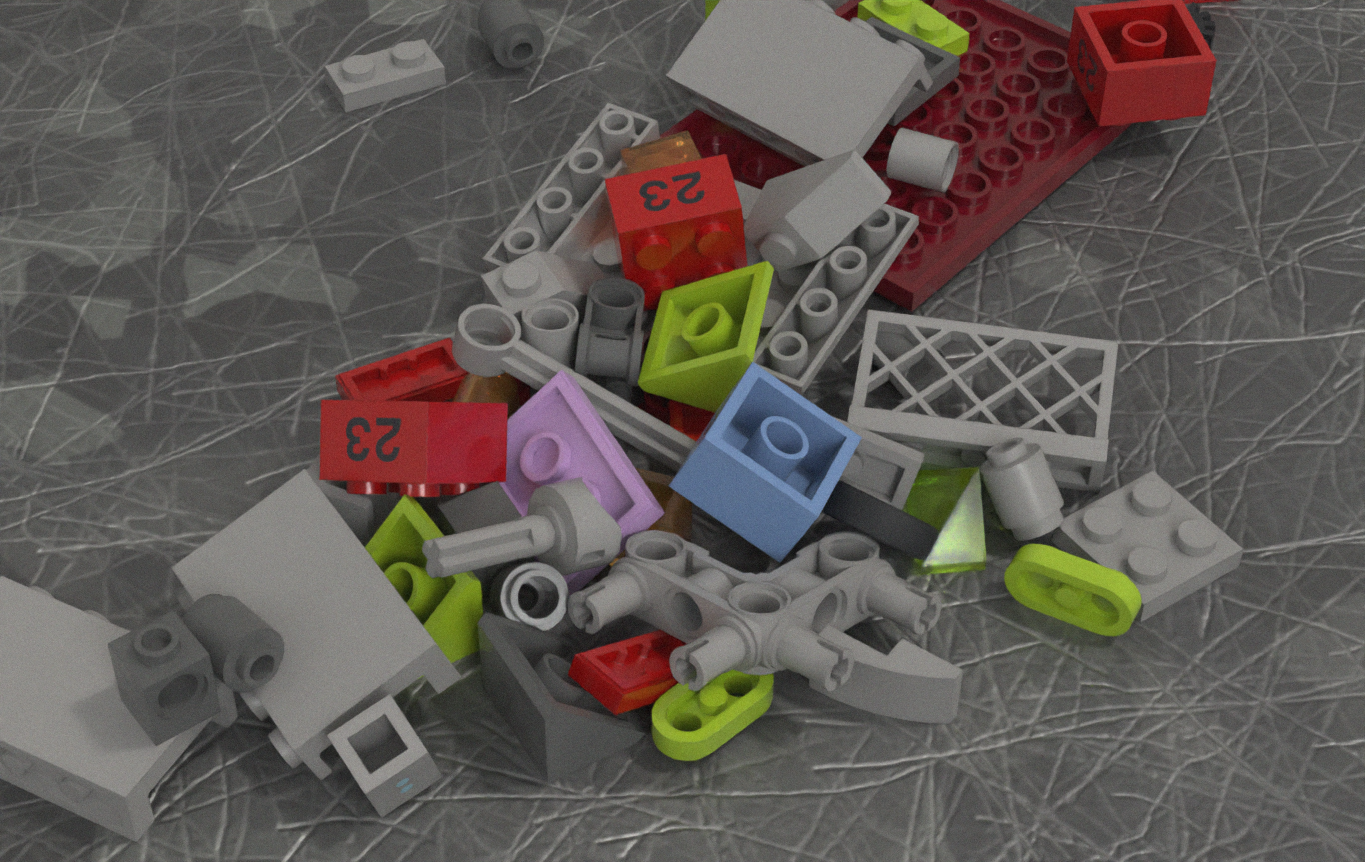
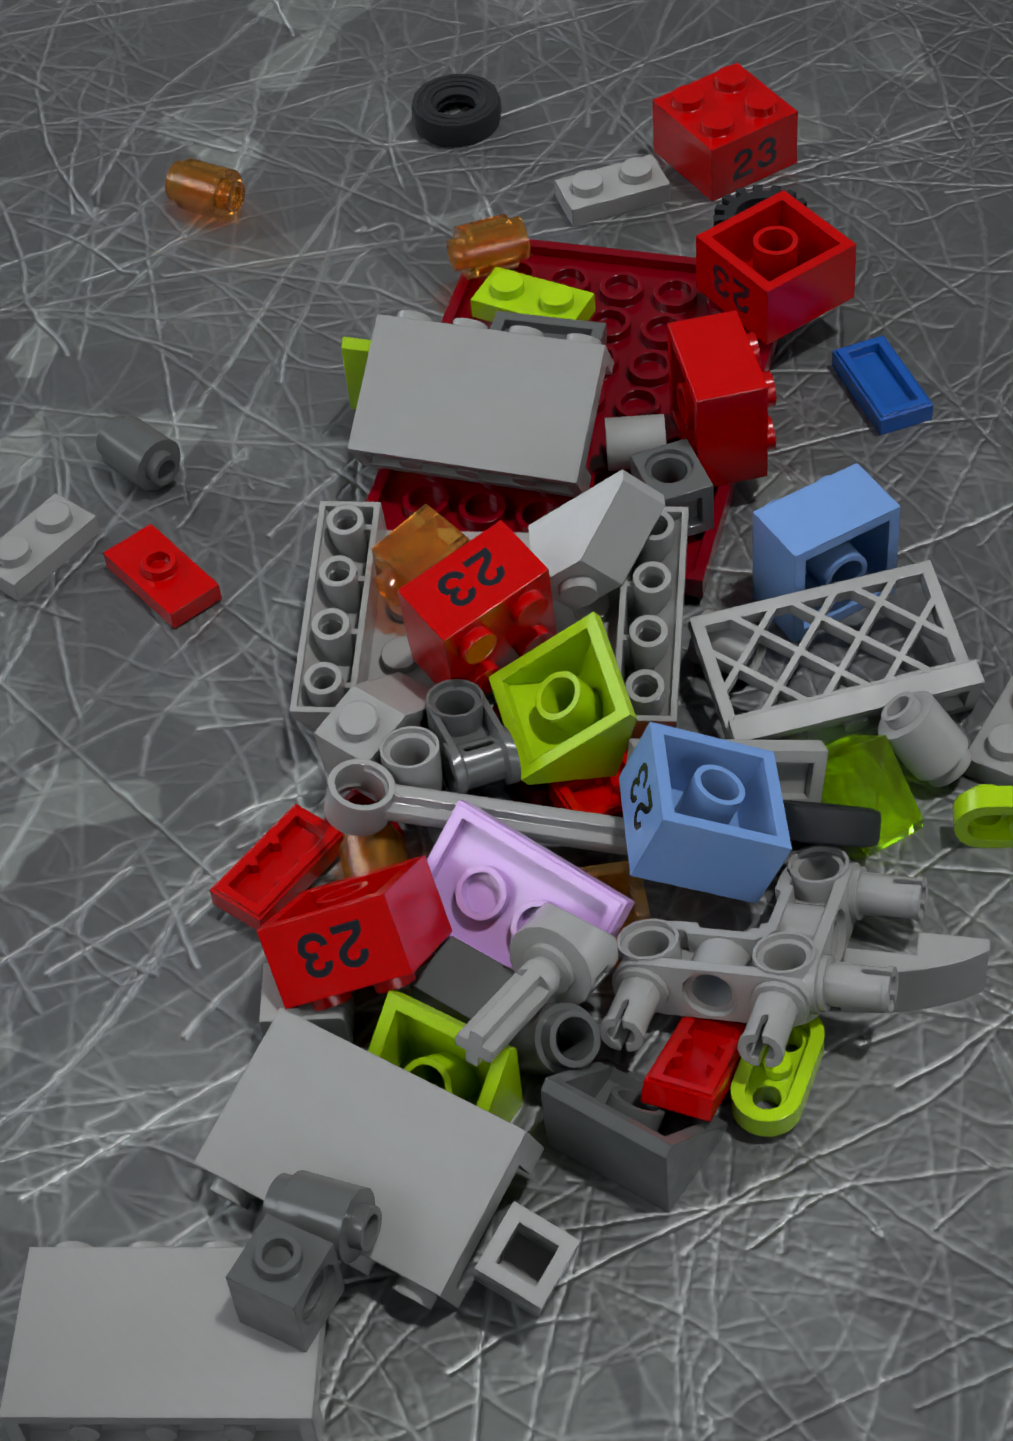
camera: 20 degrees left, 5 degrees up
(468, 132) = (162, 576): none -> red plate
(932, 195) = (680, 478): none -> dark grey brick
(1012, 145) = (721, 396): none -> red brick
(1037, 286) = (821, 537): none -> medium blue brick
(1193, 201) = (882, 385): none -> blue tile

